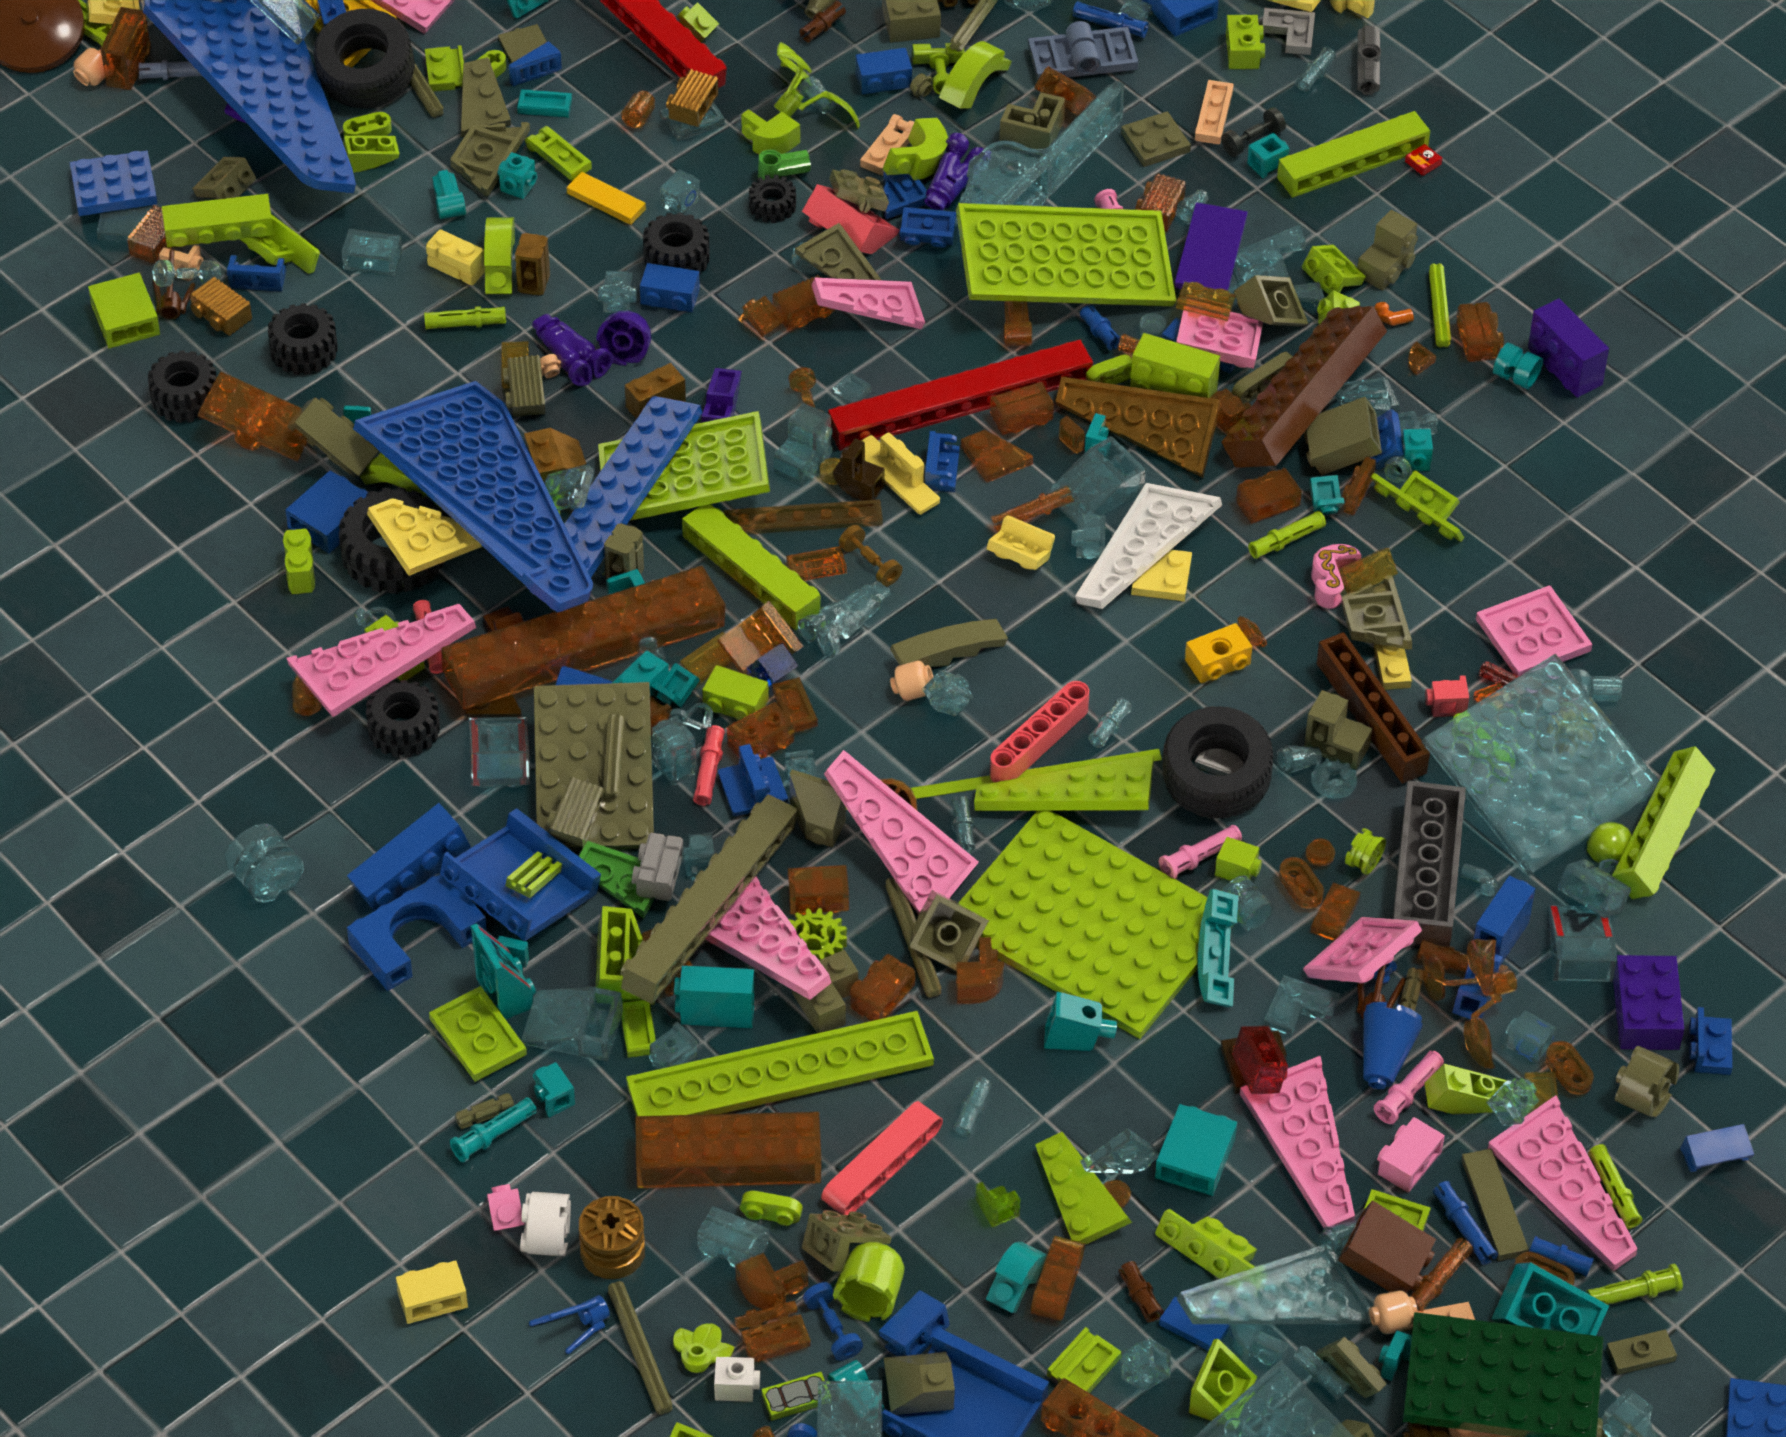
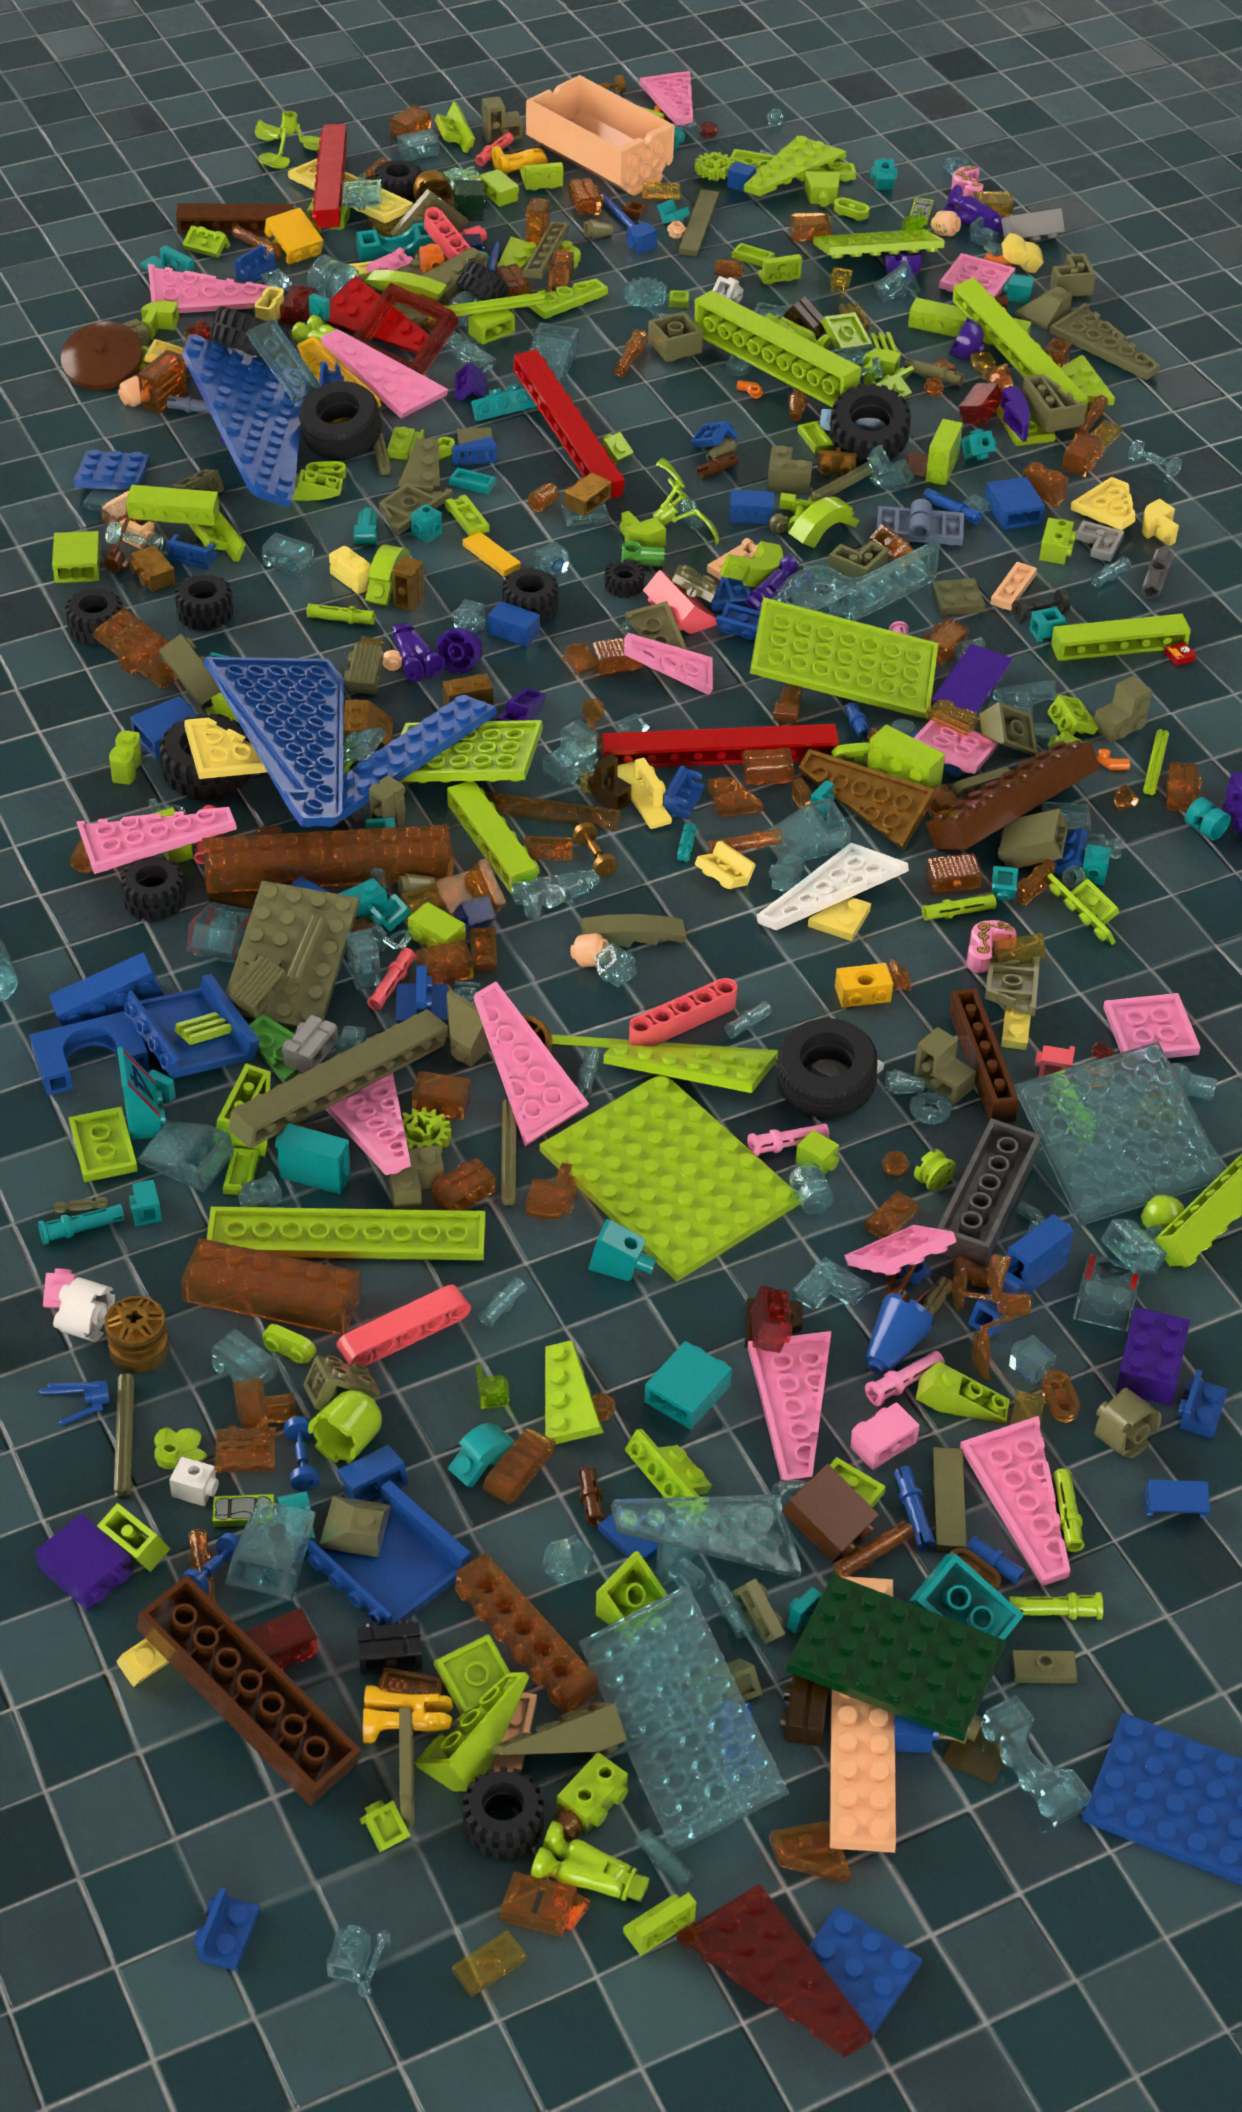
camera: 15 degrees right, 5 degrees down
(685, 644) = (412, 882): none -> olive cone
(946, 930) = (536, 1150): olive slope -> none
(965, 522) = (686, 842): none -> teal axle
(1085, 1361) = (514, 1545): lime plate -> none
(1121, 1155) = (615, 1371): clear light blue wing -> none
(1214, 948) = (769, 1218): teal slope -> none
(1303, 885) = (871, 1189): clear orange plate -> none
(1393, 1312) = (815, 1569): light nougat head -> none
(1513, 1101) = (988, 1410): clear light blue brick -> none

